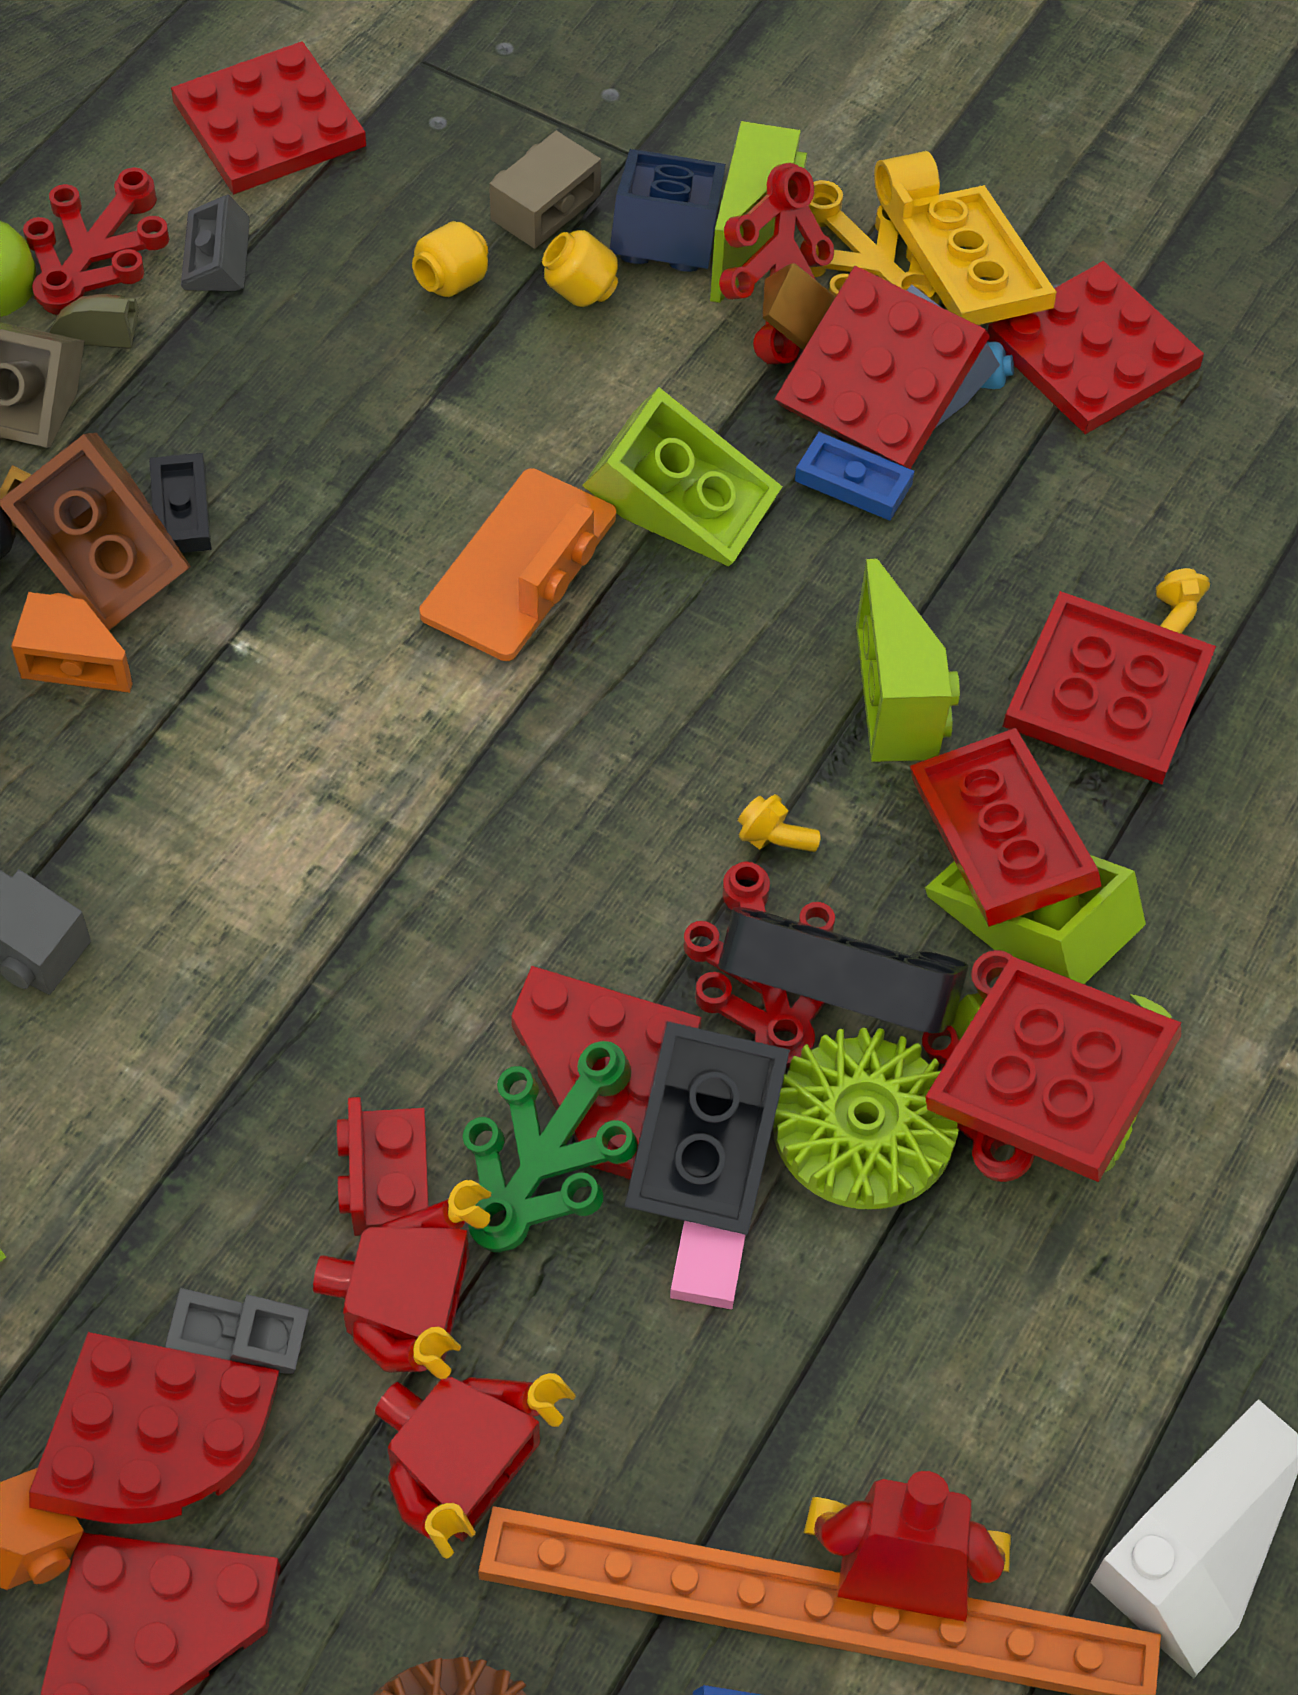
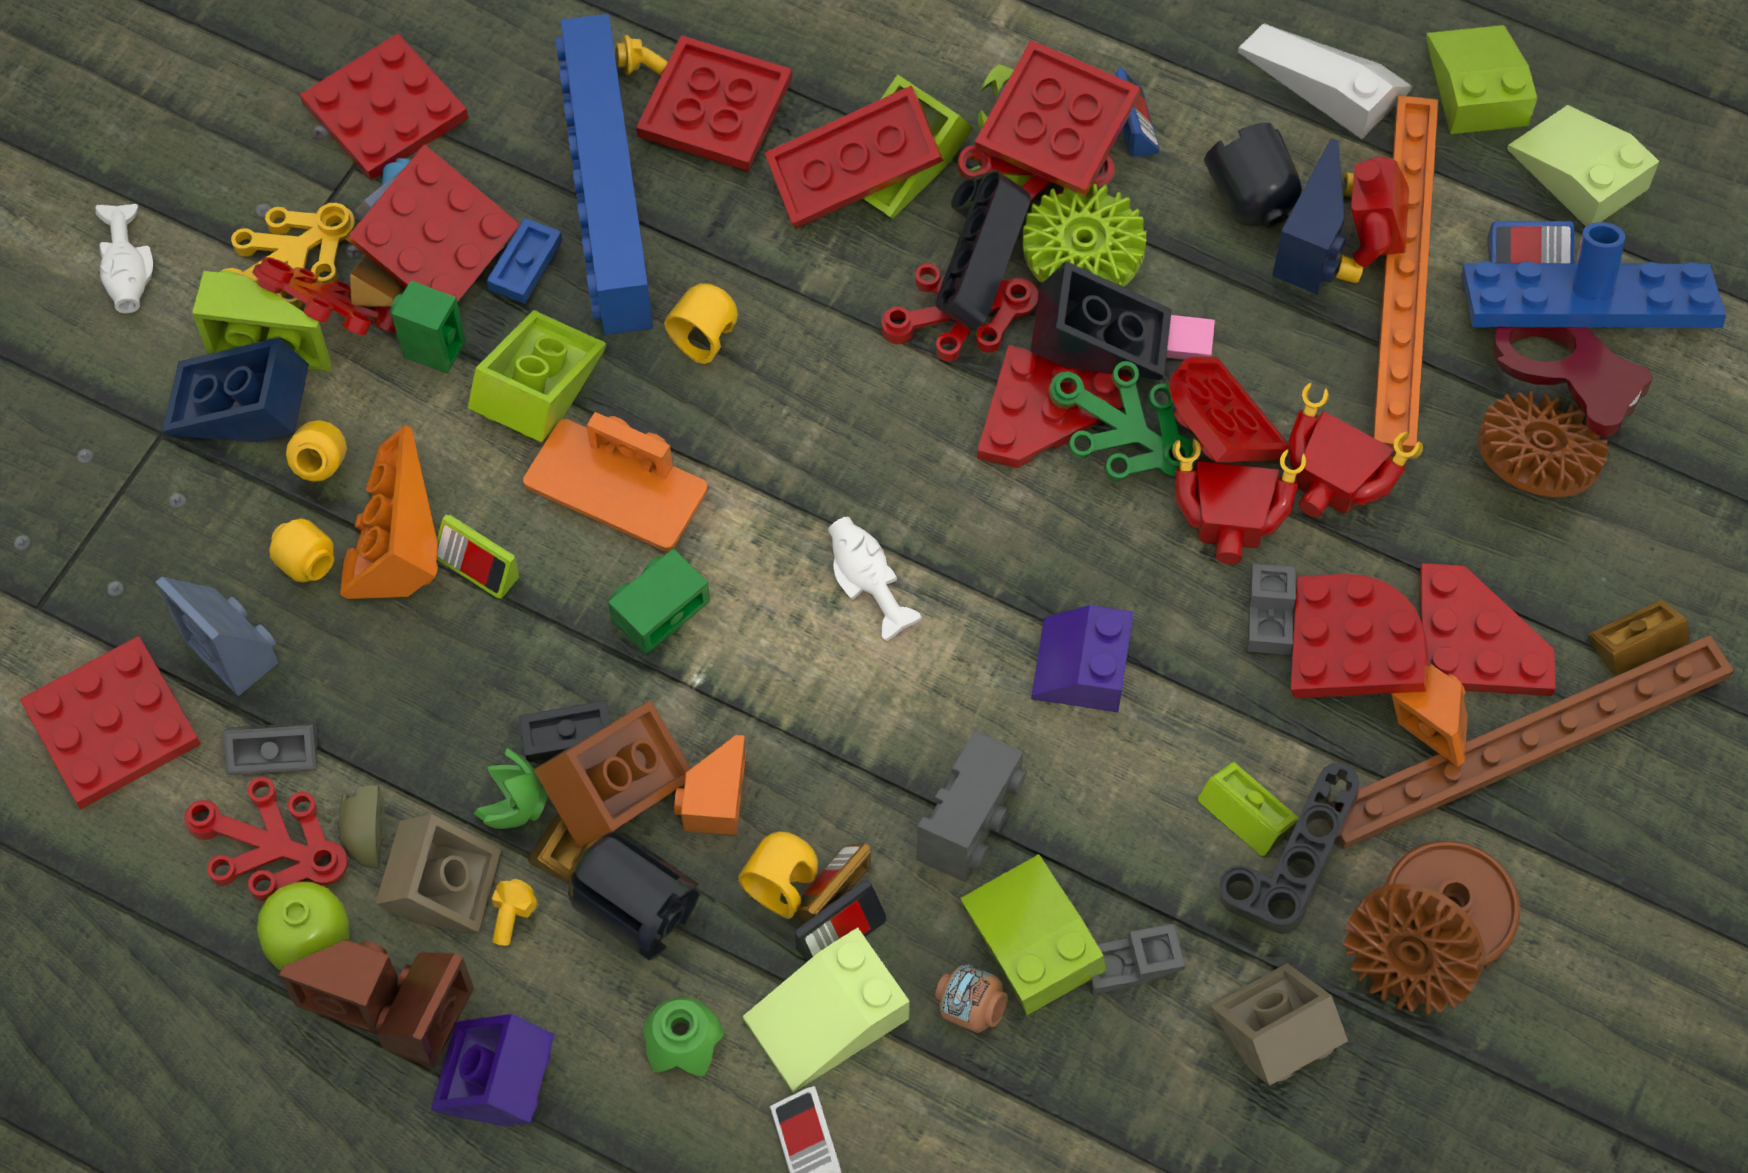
camera: 90 degrees left, 5 degrees up
(124, 444) = (522, 794): none -> bright green piece
(183, 1076) = (1083, 657): none -> dark purple slope
(336, 164) = (219, 633): none -> sand blue slope
(340, 595) = (658, 600): none -> green brick
(358, 824) = (863, 567): none -> white animal
(384, 1164) = (1142, 530): red bracket -> none
(432, 426) = (476, 557): none -> slope
(451, 344) = (397, 529): none -> orange wedge
(542, 1270) = (1222, 413): none -> red plate
(545, 189) = (222, 483): dark tan brick -> none
(739, 362) = (428, 326): none -> green brick
(753, 646) = (707, 309): none -> yellow helmet
(764, 824) = (846, 307): yellow plate -> none
(857, 113) = (123, 267): none -> white animal
(871, 1434) = (1312, 233): none -> dark blue slope
(902, 673) = (720, 221): lime slope -> none
(968, 218) = (265, 189): yellow hinge -> none
(975, 541) = (603, 175): none -> blue brick
(977, 1375) = (1255, 176): none -> black cylinder
(1114, 1224) = (1139, 127): none -> blue slope

